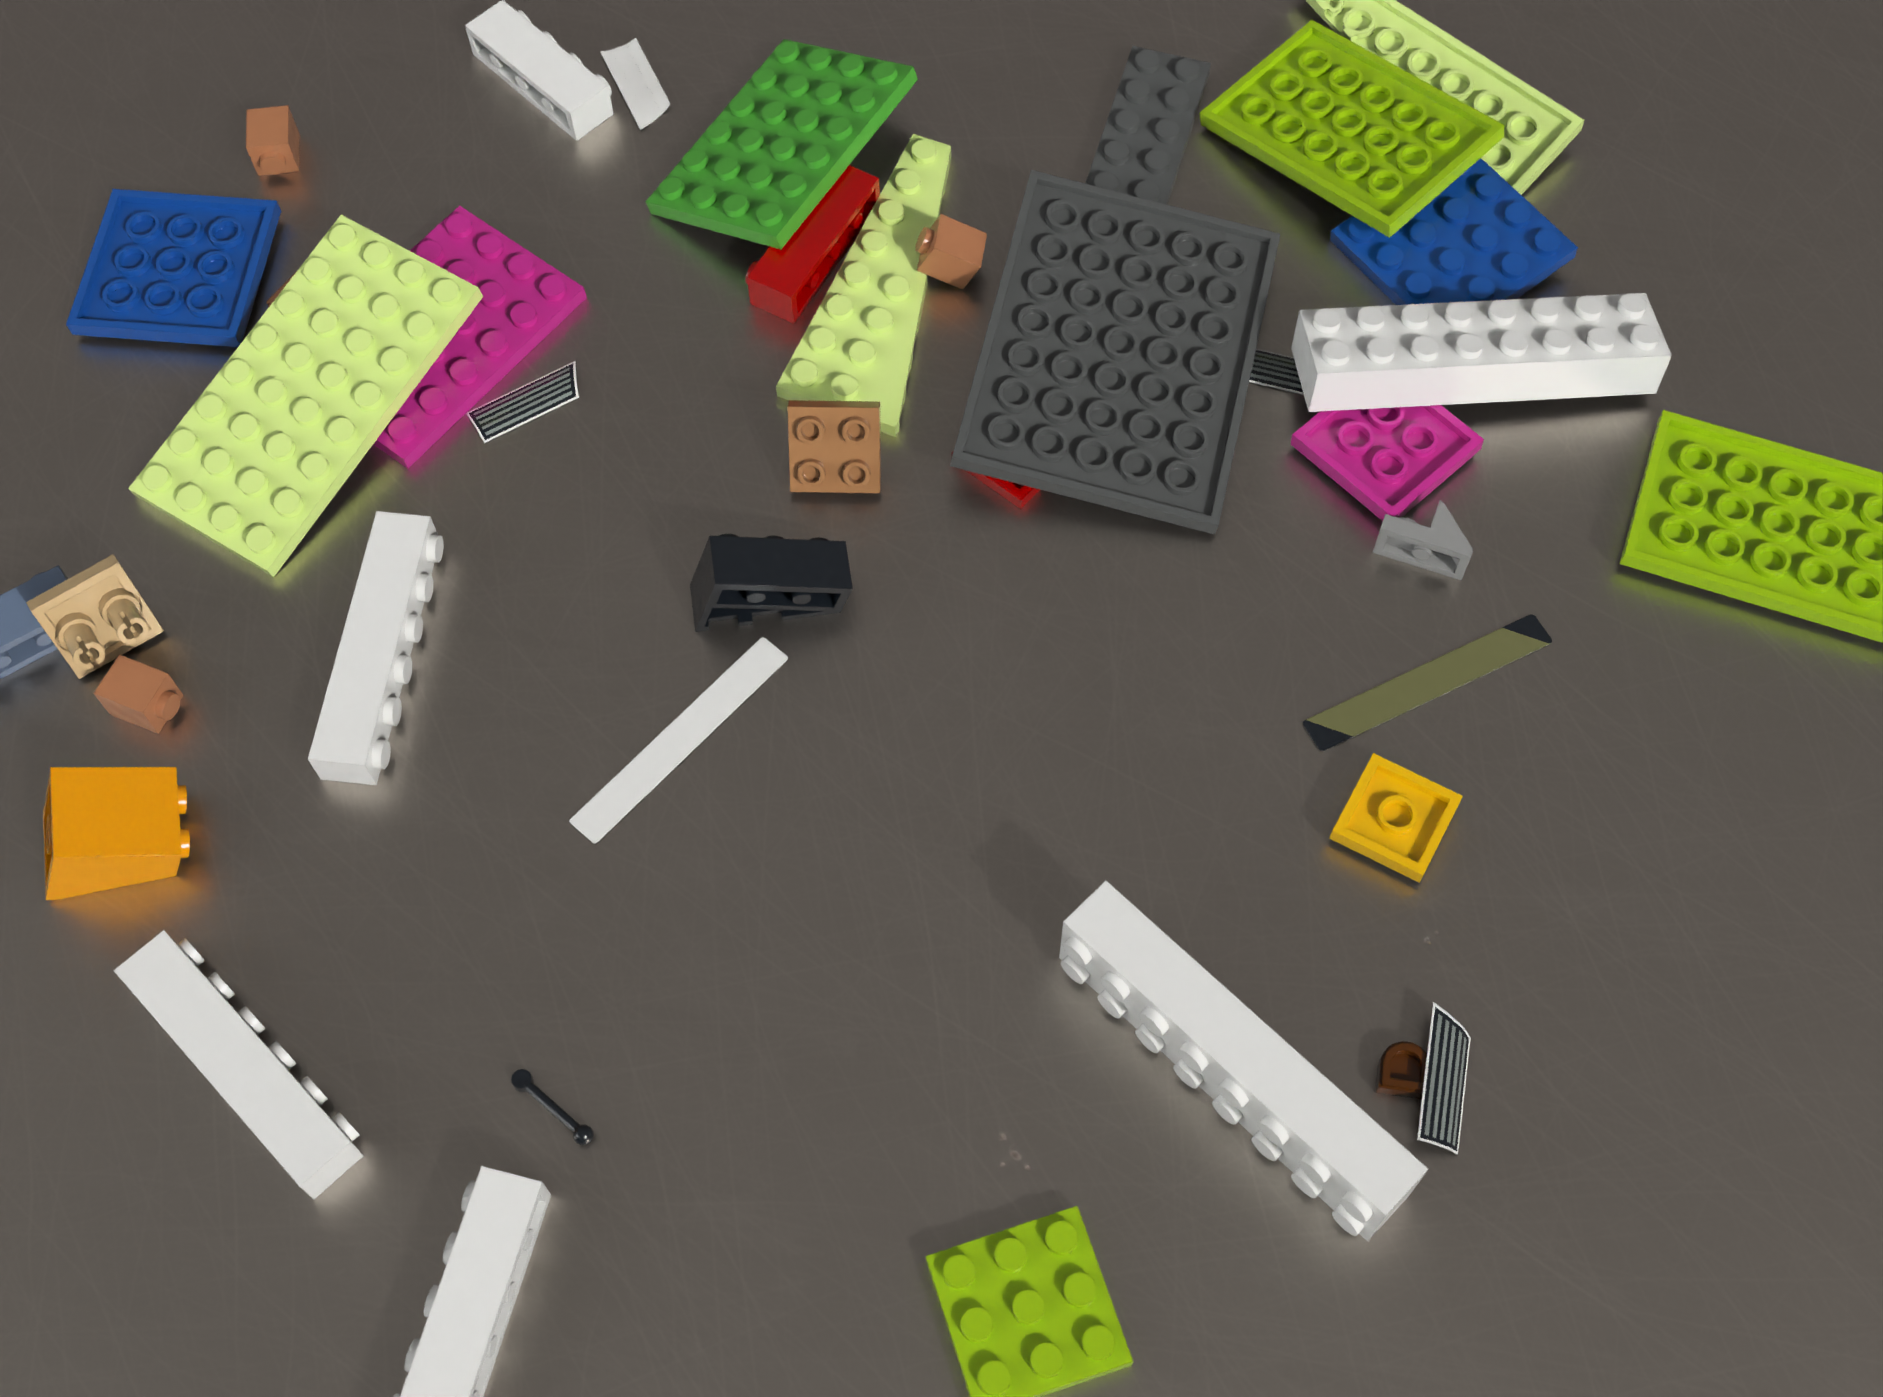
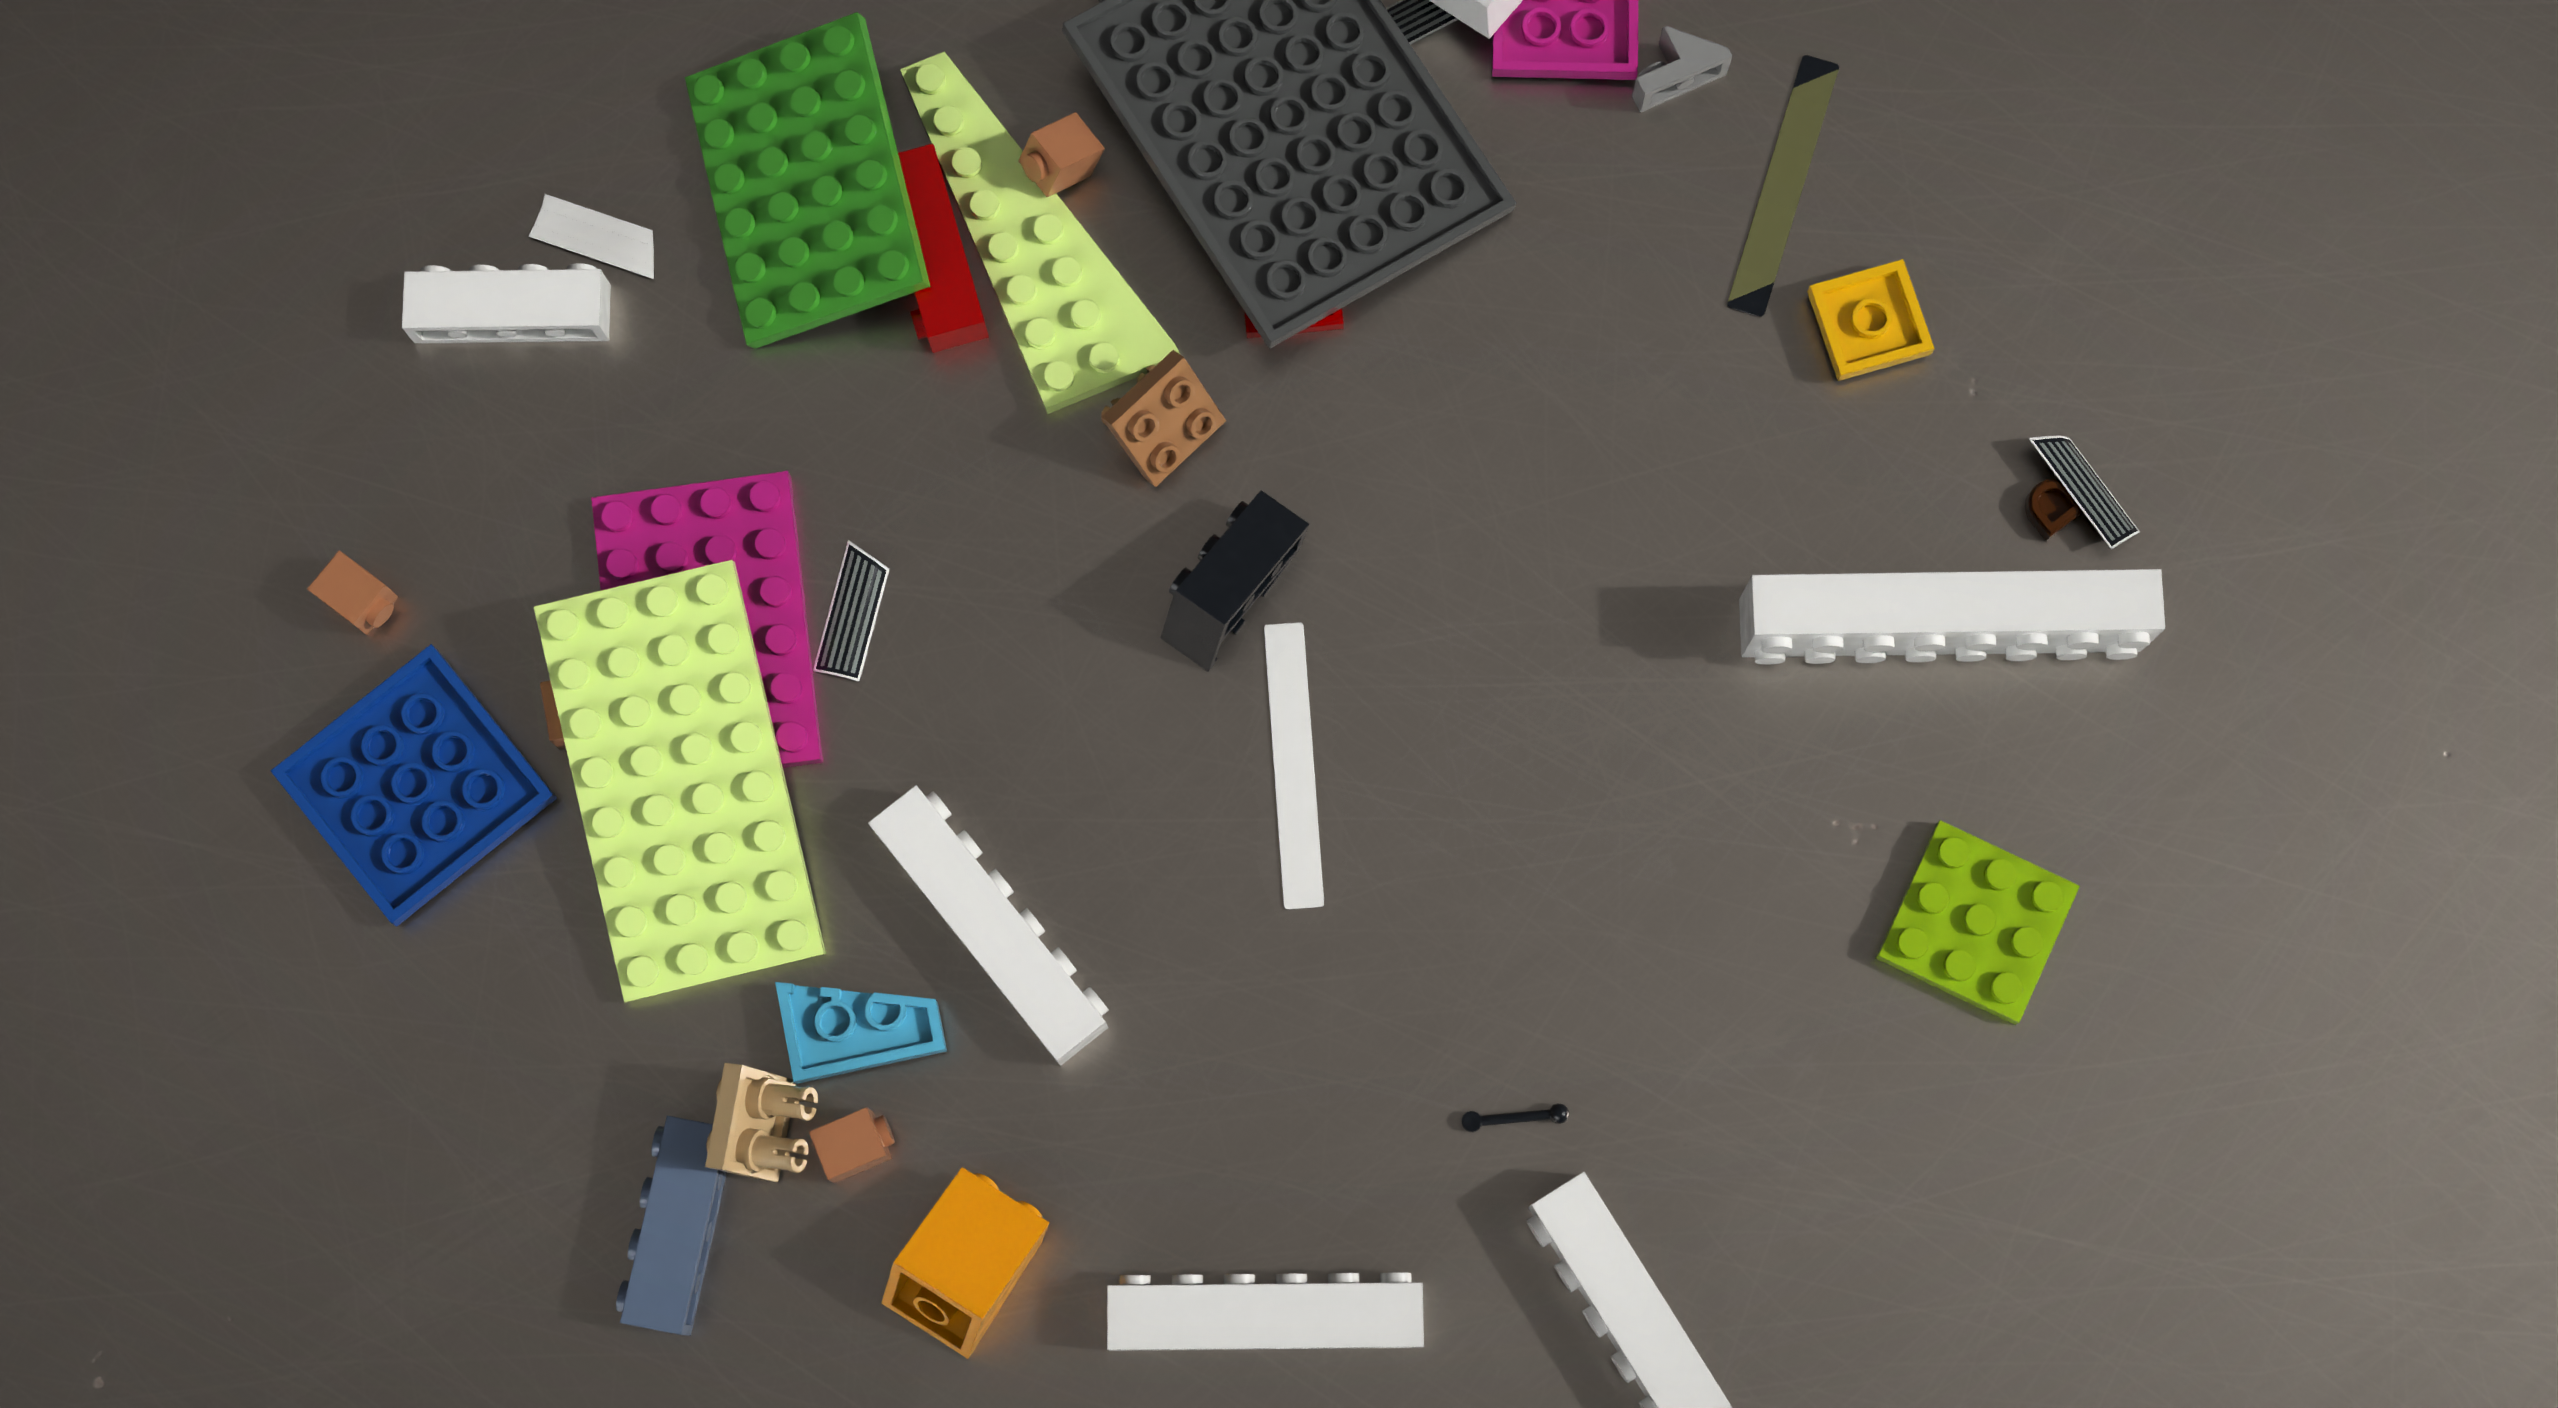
camera: 45 degrees left, 15 degrees up
(227, 631) = (854, 1031): none -> medium azure wing

